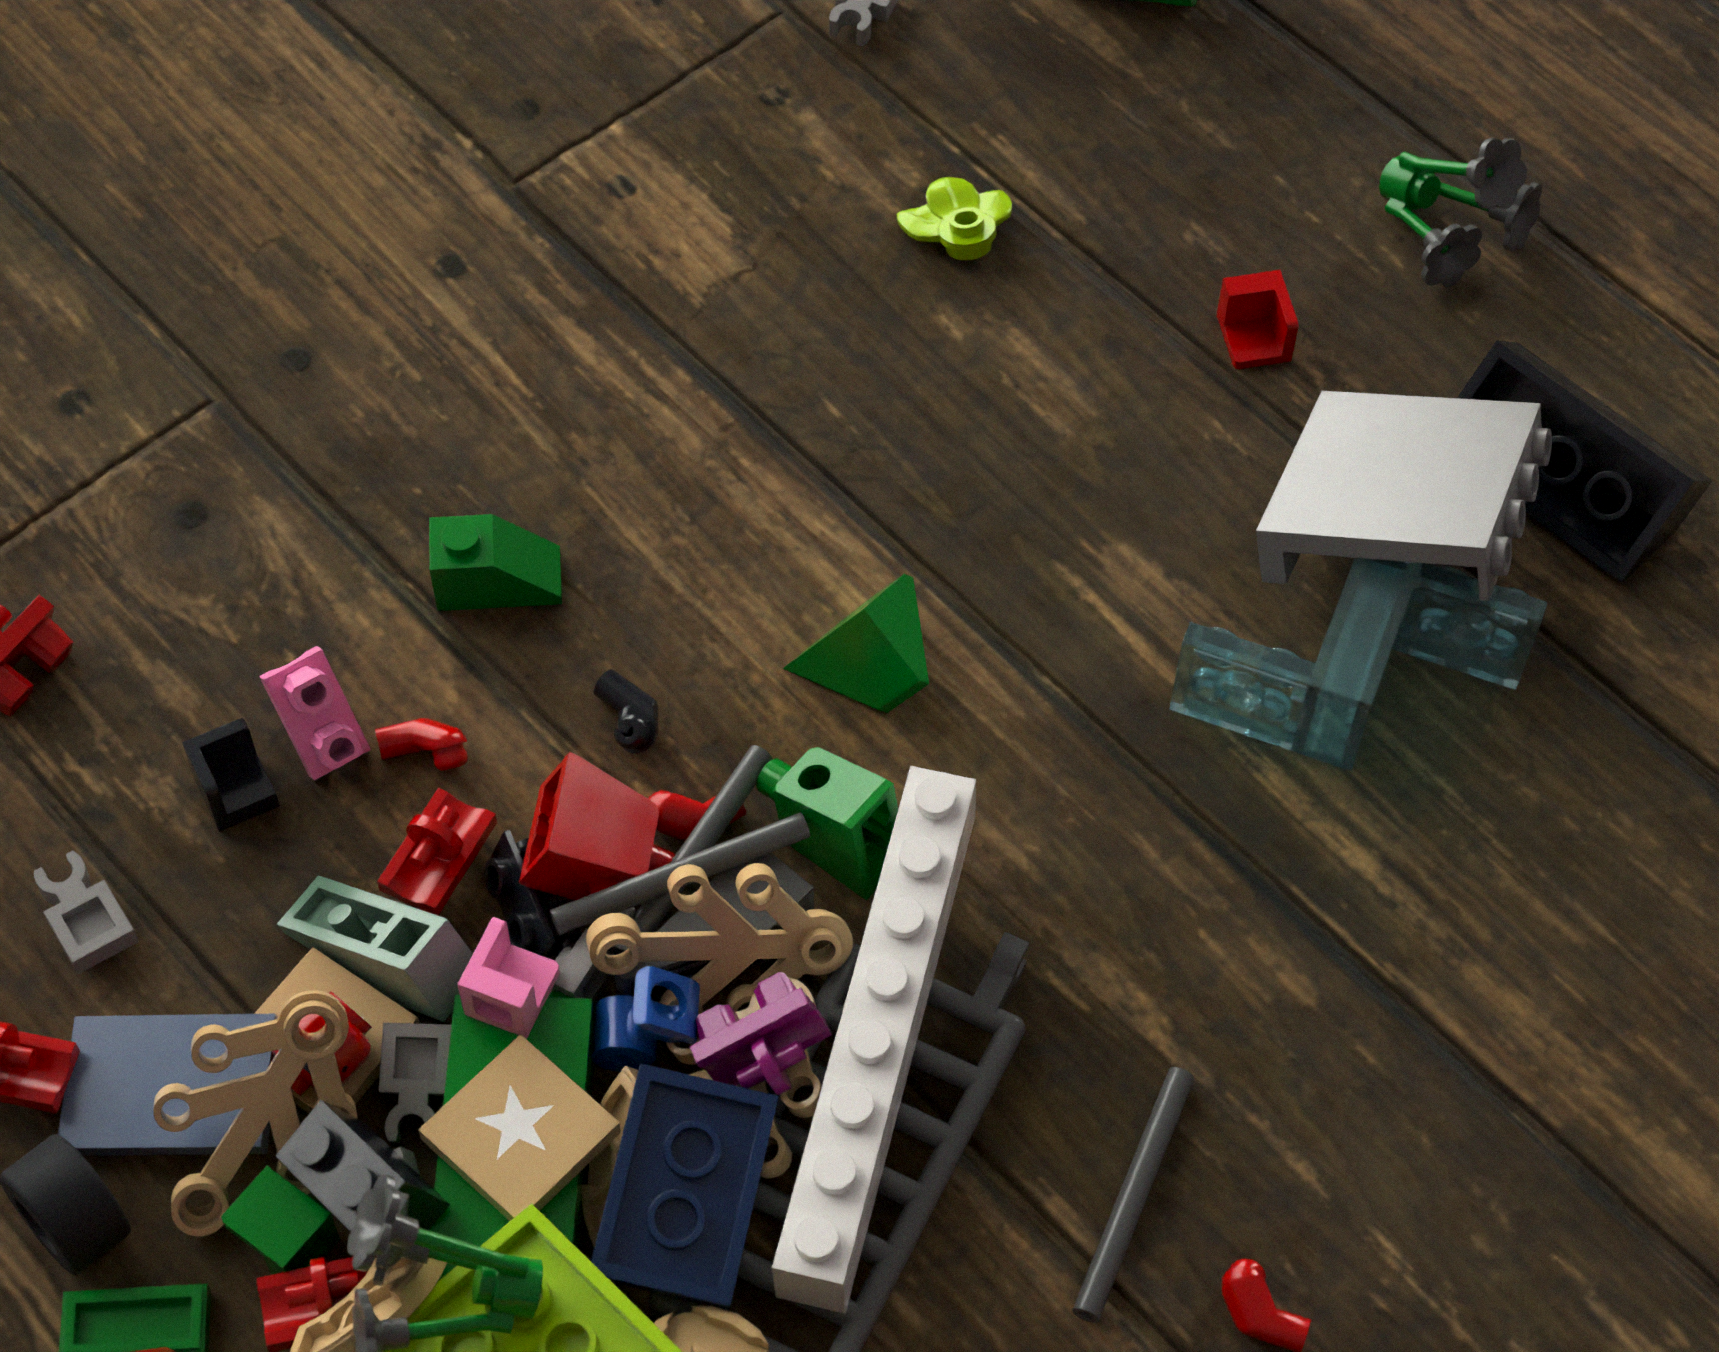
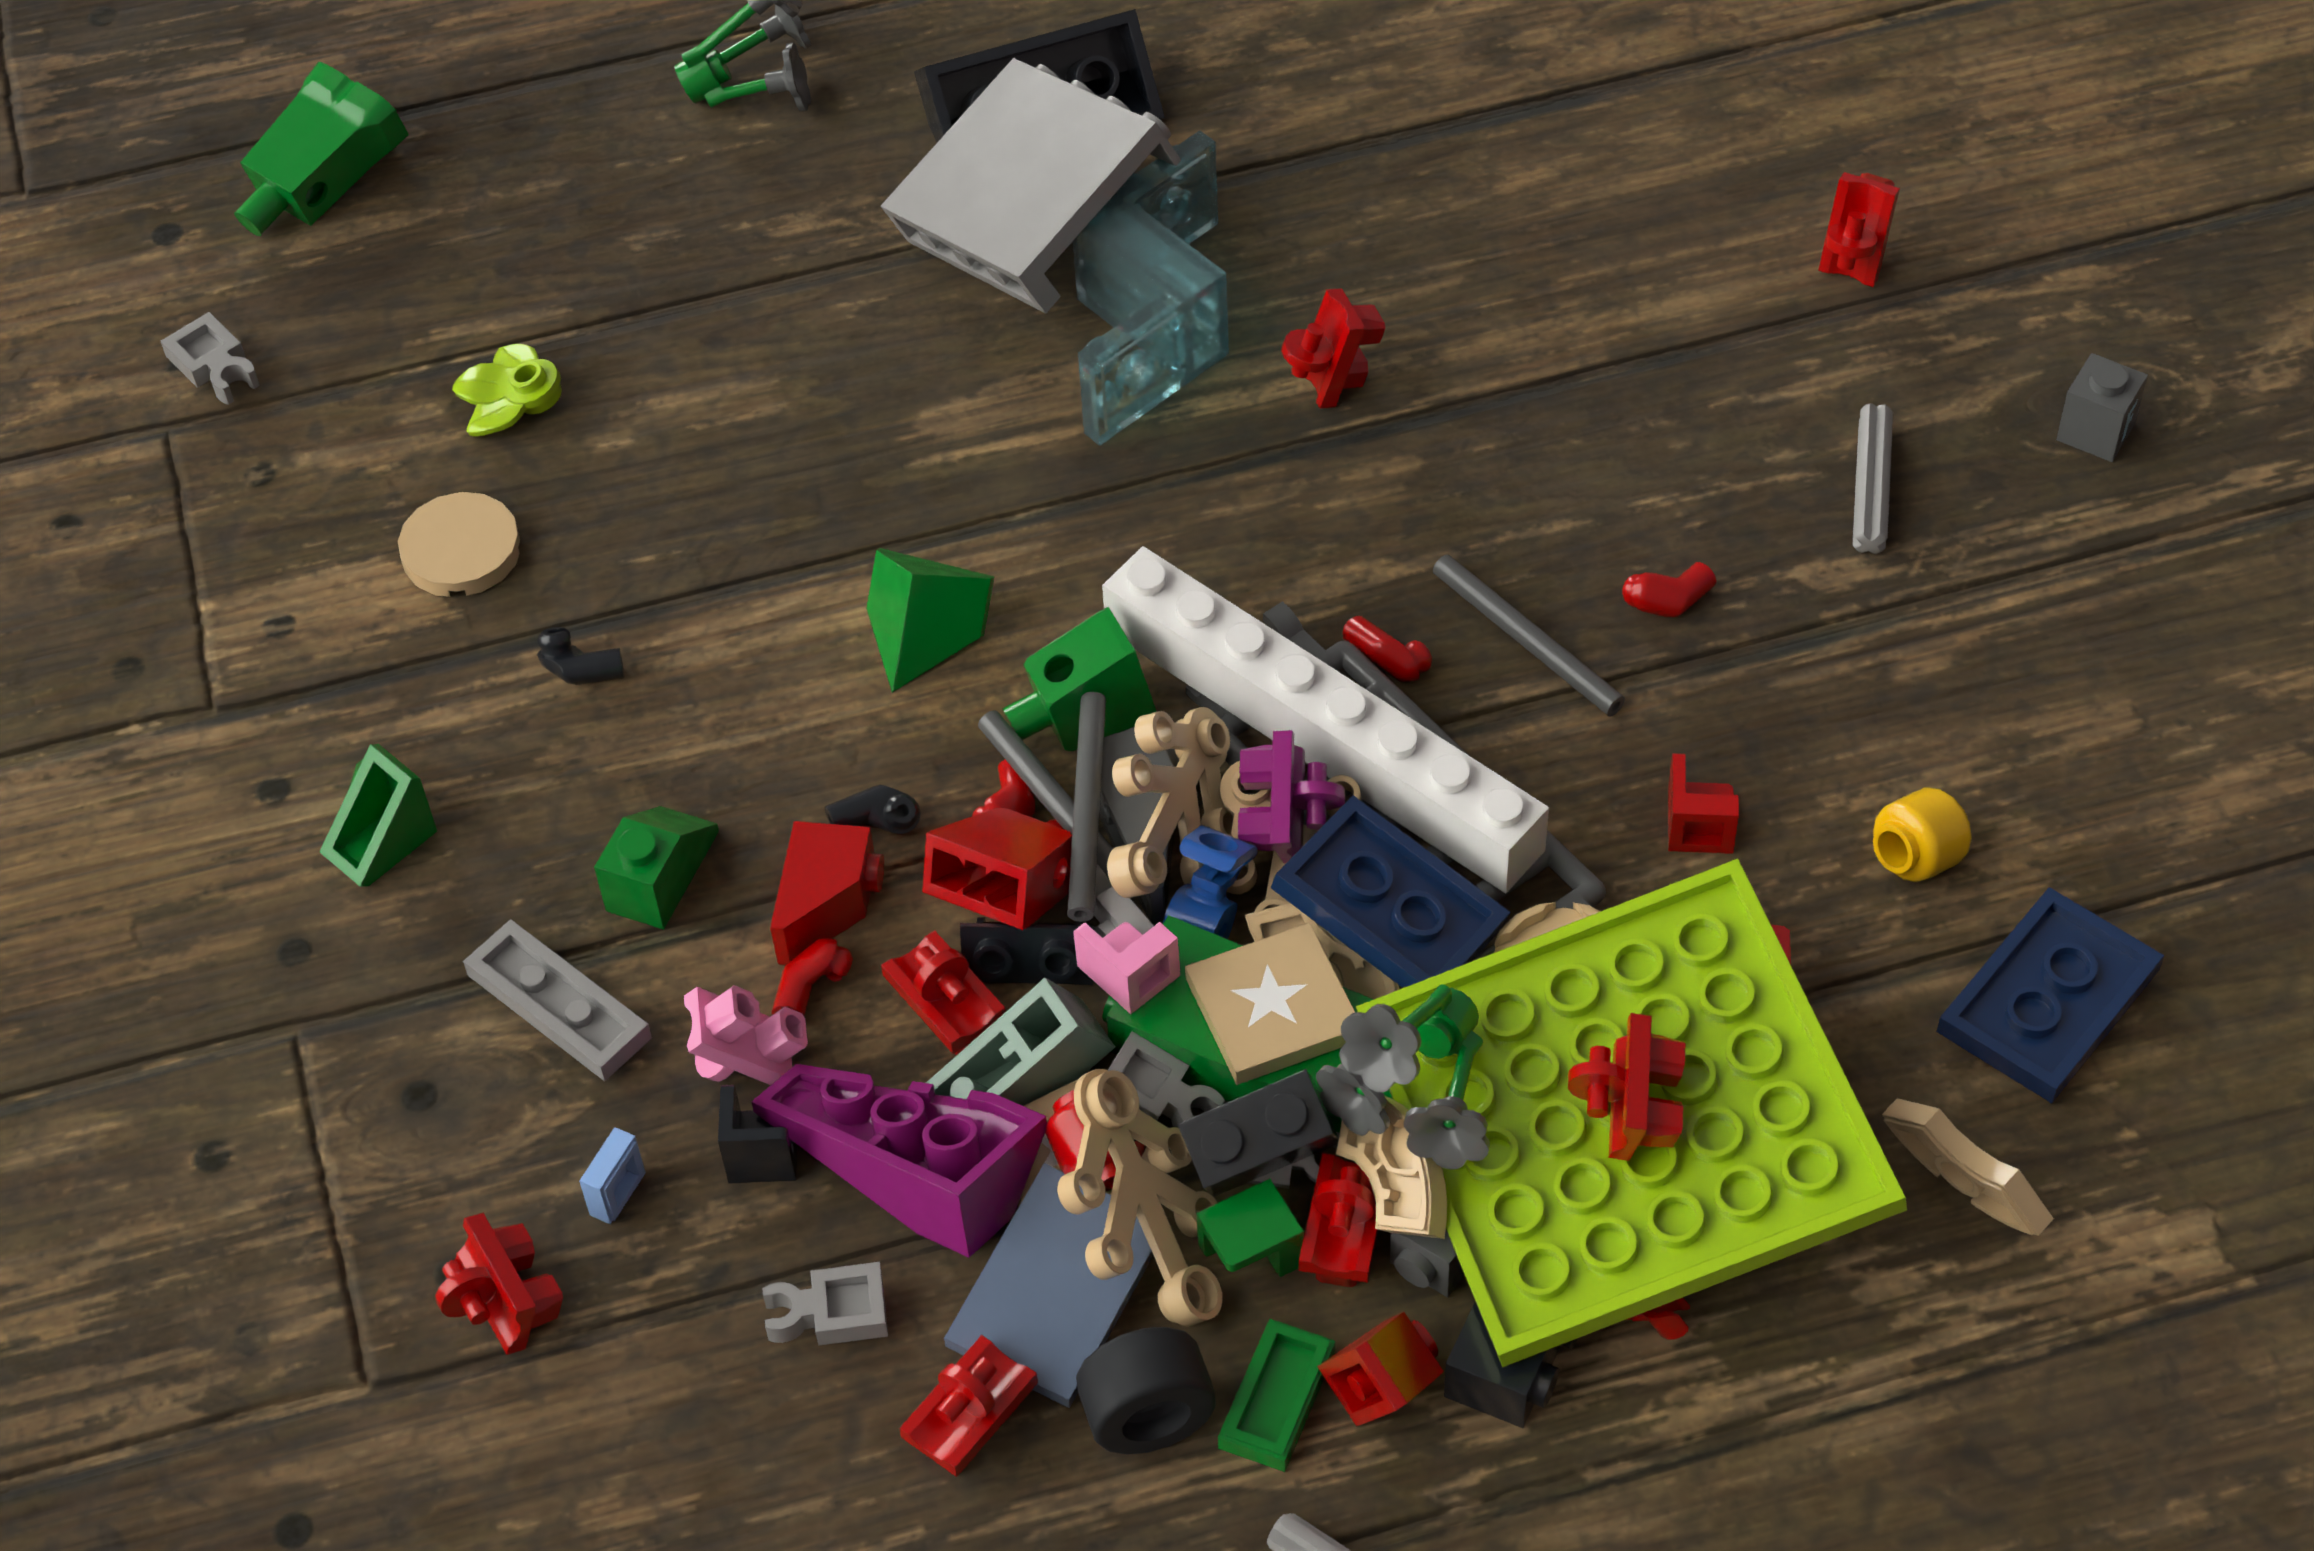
camera: 60 degrees left, 5 degrees down
(146, 686) = (612, 1176): none -> light blue tile
(263, 905) = (923, 1157): none -> magenta wedge
(312, 564) = (557, 1000): none -> light grey plate
(442, 346) = (379, 819): none -> green slope
(515, 705) = (823, 885): none -> red slope
(679, 409) = (573, 664): none -> black arm
(766, 266) = (459, 544): none -> tan tile
(1032, 1061) = (1399, 661): none -> red arm
(1257, 319) = (769, 226): red panel -> none
(1381, 855) = (1329, 348): none -> red hips

